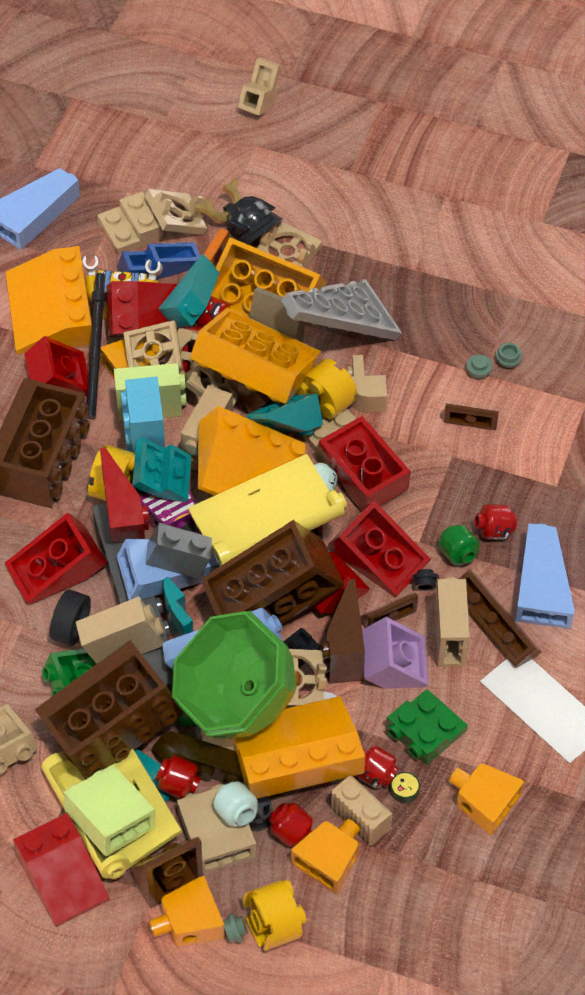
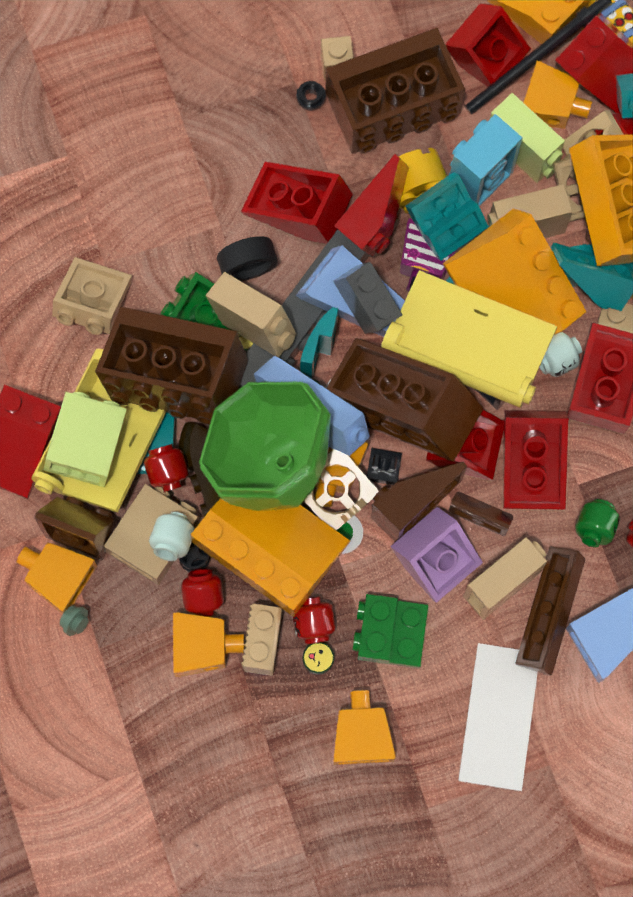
camera: 50 degrees right, 20 degrees up
(148, 335) = (562, 81): tan piece -> none
(274, 914) = (103, 644): yellow brick -> none
(425, 580) = (538, 521): black plate -> none

